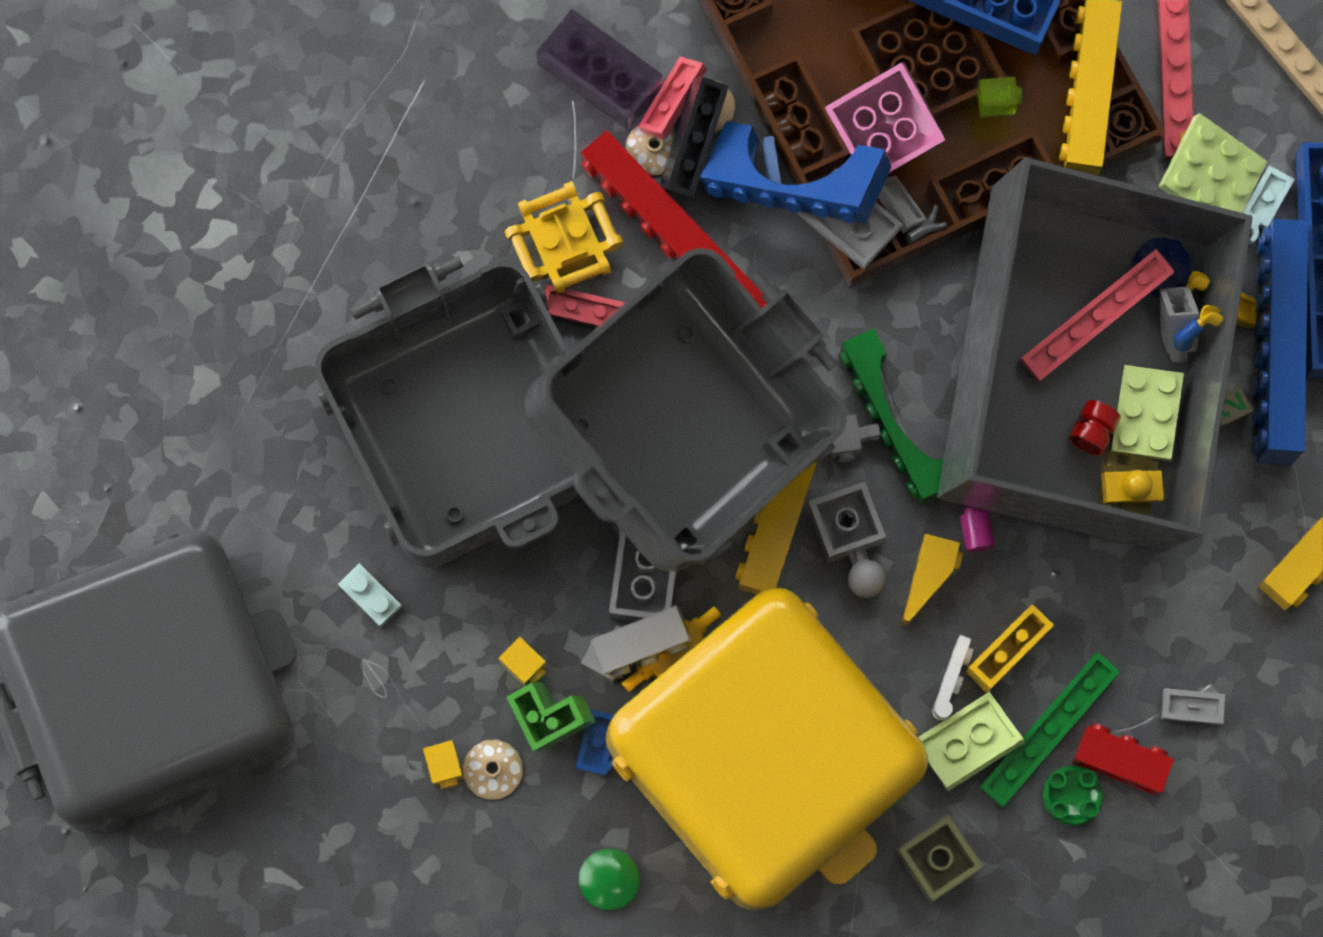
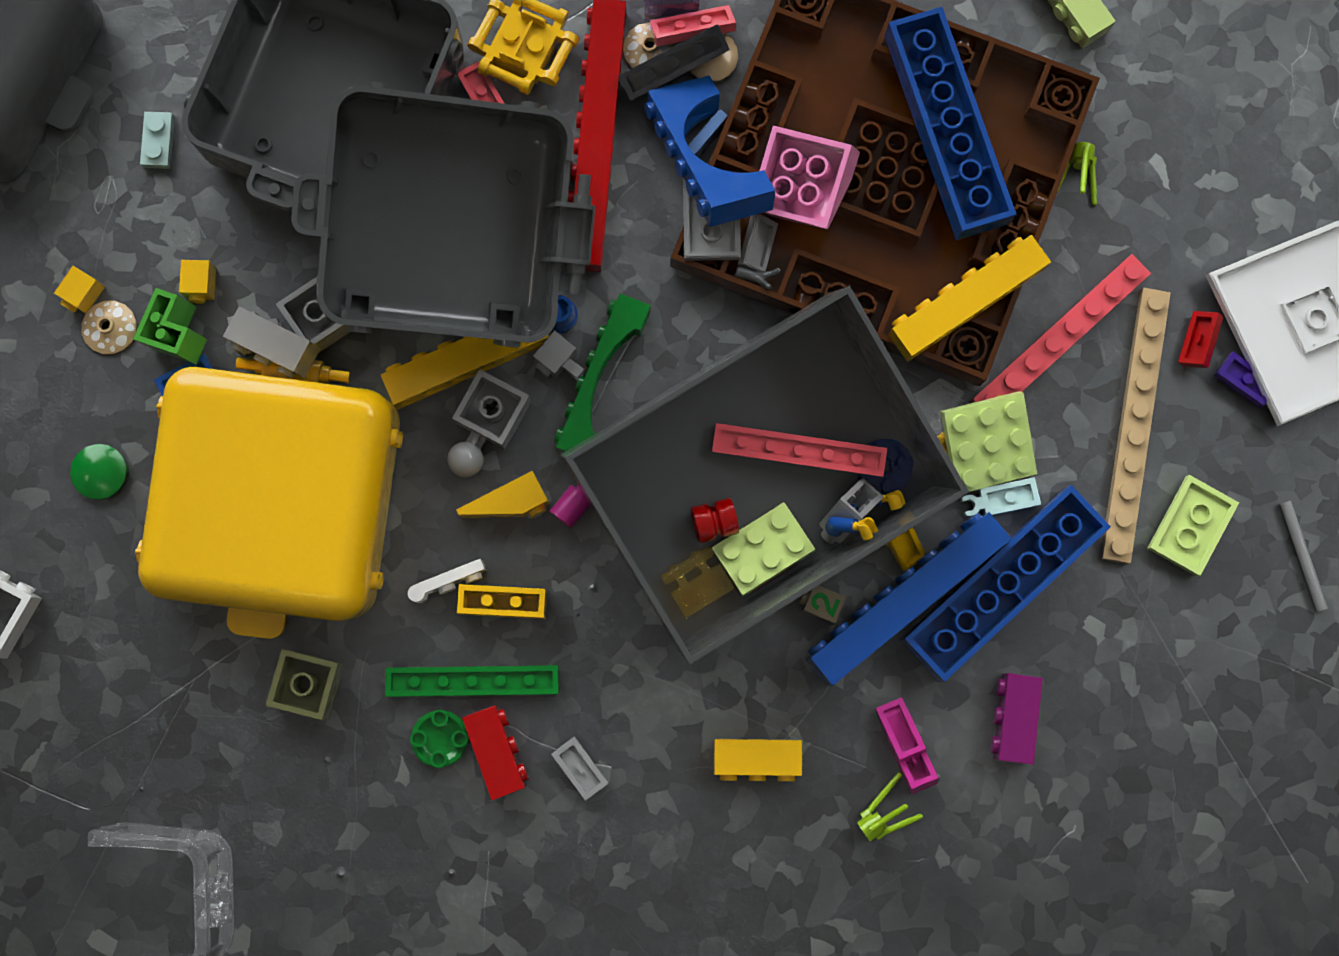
camera: 45 degrees right, 5 degrees up
(970, 741) = (410, 631): yellowish green plate -> none
(998, 96) = (898, 239): clear neon green brick -> none
(1132, 486) = (696, 585): yellow tile -> none

